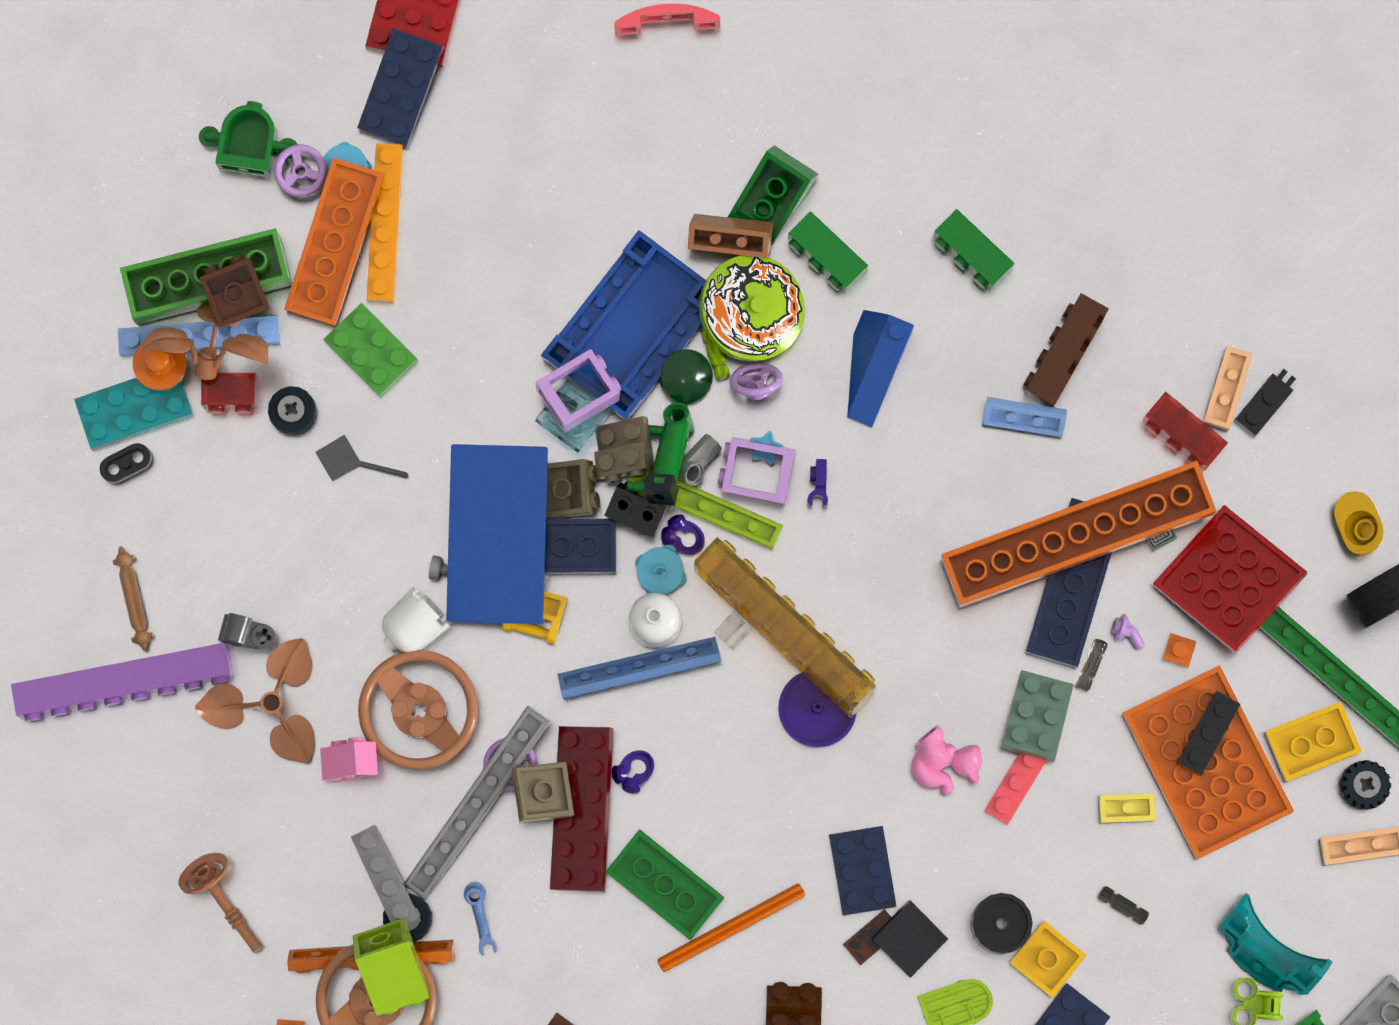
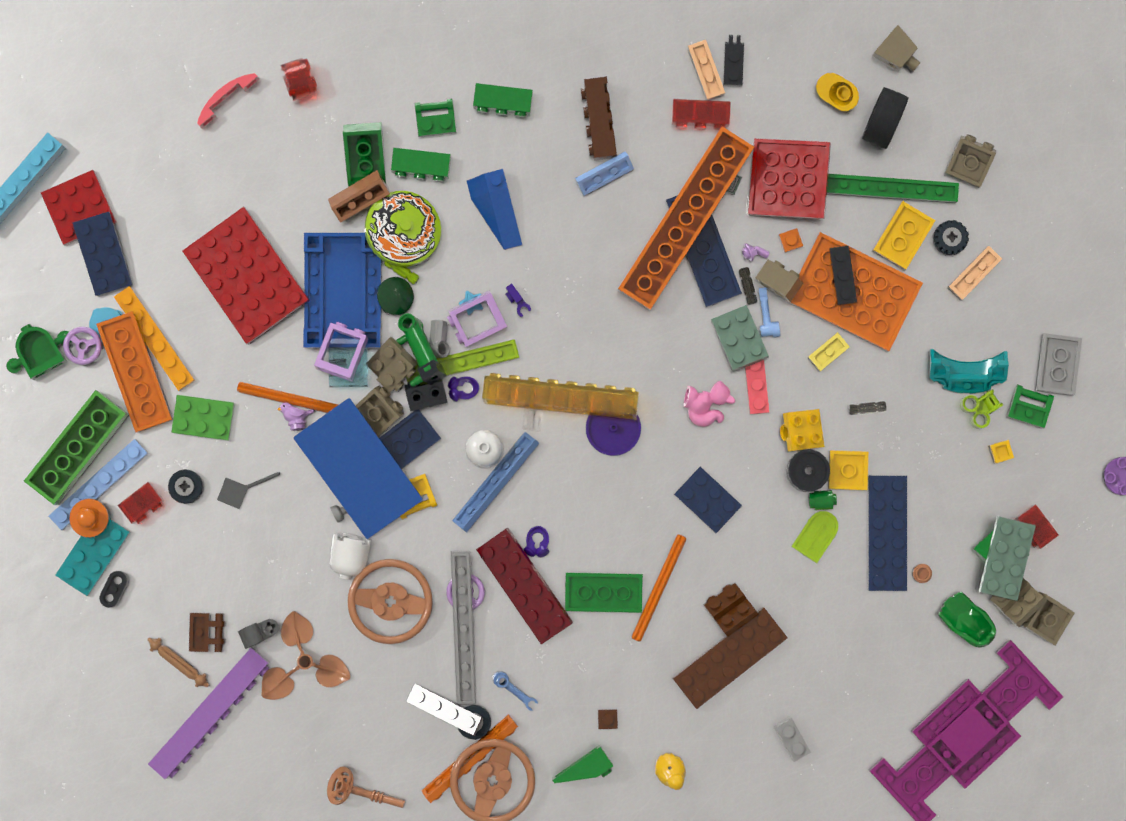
camera: 40 degrees left, 5 degrees up
(181, 585) = (199, 632): none -> reddish brown plate
(207, 360) = (116, 496): nougat plant -> none
(233, 290) = (100, 444): reddish brown plate -> none
(348, 760) = (373, 660): bright pink brick -> none
(390, 967) = (487, 757): lime slope -> none
(472, 424) = (294, 416): none -> lavender animal
(477, 395) = (285, 397): none -> orange axle
(538, 229) = (245, 275): none -> red plate
(542, 792) = (496, 594): dark tan tile -> none
(660, 570) = (465, 417): medium azure piece -> none
(755, 383) = (437, 270): lavender piece -> none
(762, 58) = (298, 79): none -> clear red brick
(861, 944) = (741, 532): reddish brown tile -> none
(877, 221) = (435, 124): none -> green plate
(909, 938) = (763, 517): black tile -> none
(992, 970) = (822, 500): none -> green brick
(1030, 873) = (802, 430): none -> yellow plate
(1080, 730) = (769, 328): none -> light blue brick
(1132, 684) = (779, 280): none -> dark tan brick

